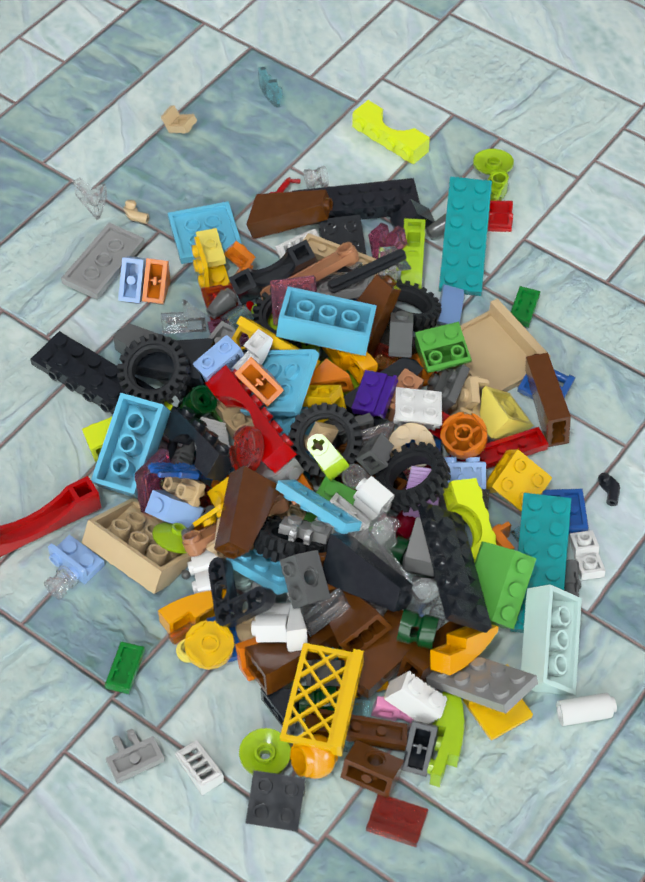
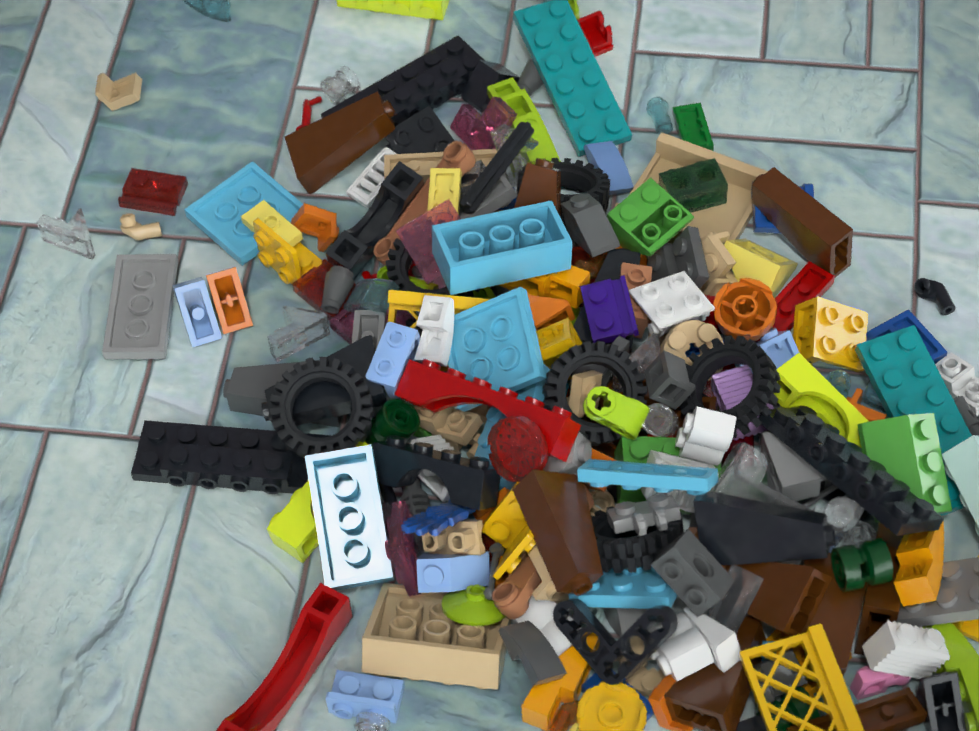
camera: 25 degrees left, 0 degrees up
(158, 194) = (153, 191): none -> clear red plate
(184, 580) = (537, 655): none -> dark grey slope
(259, 381) = (473, 359): orange slope -> none
(324, 270) = (444, 185): none -> light yellow plate
(494, 344) = (696, 185): none -> clear green brick
(501, 514) = (840, 380): none -> clear light blue pin
(510, 283) = (657, 109): none -> clear light blue pin

